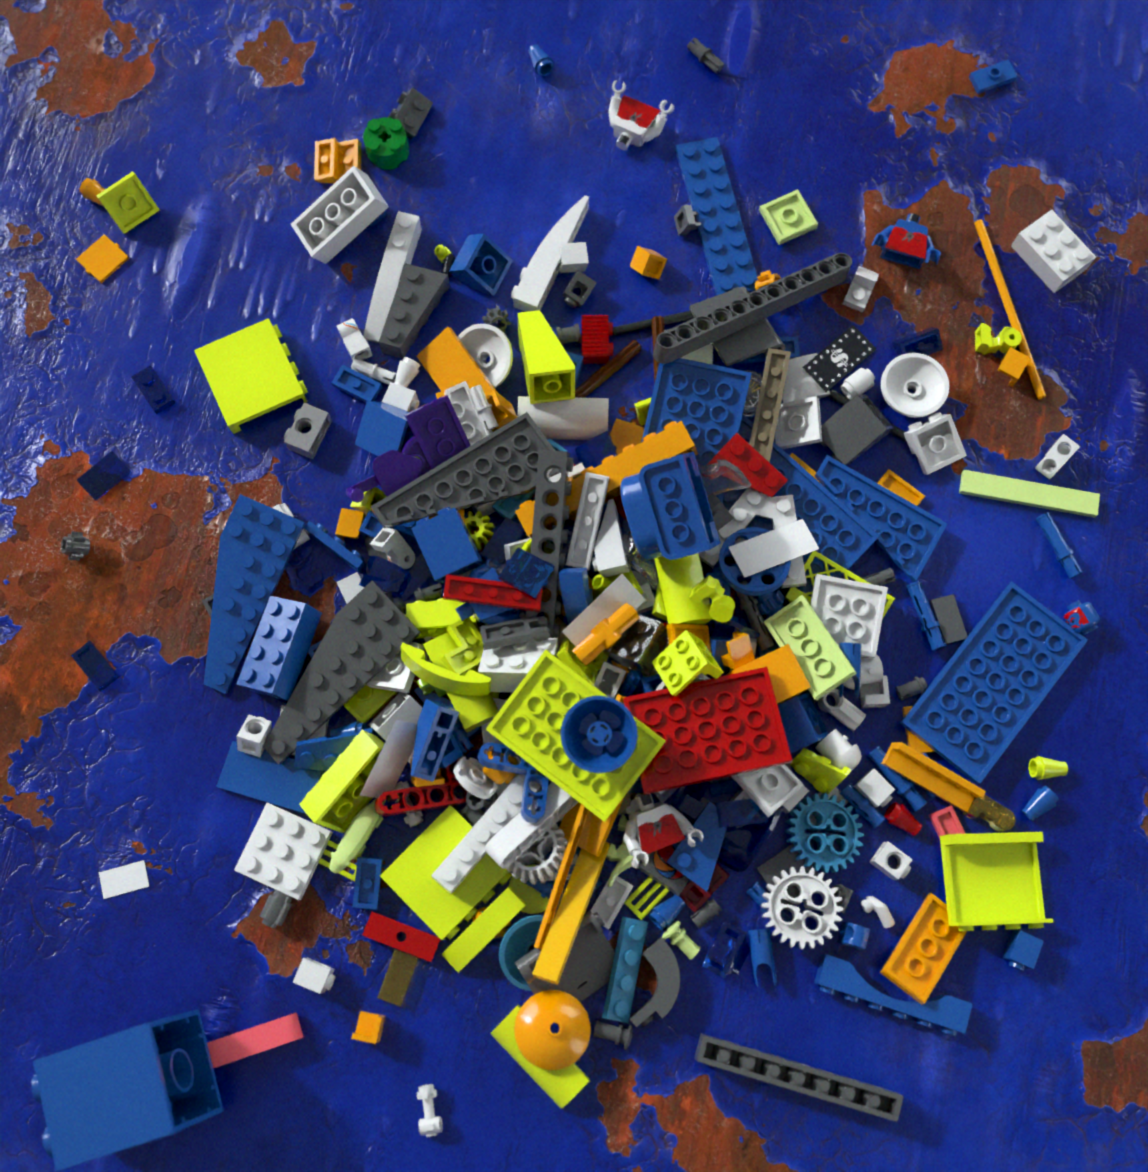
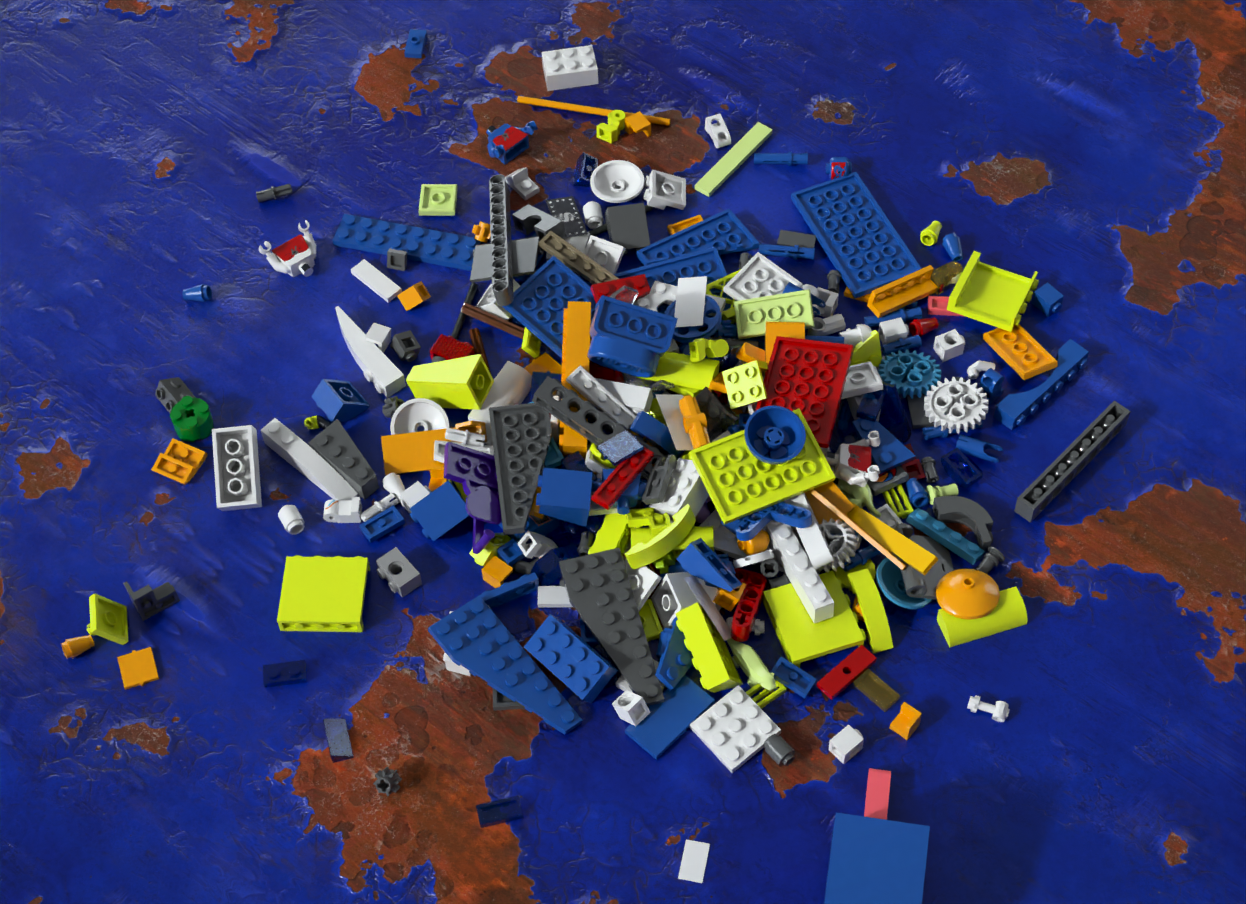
camera: 60 degrees left, 20 degrees down
(169, 225) = (149, 601): none -> dark grey panel
(320, 298) = (291, 519): none -> white brick
(650, 215) = (376, 280): none -> white tile
(808, 324) = (532, 219): none -> dark grey arch

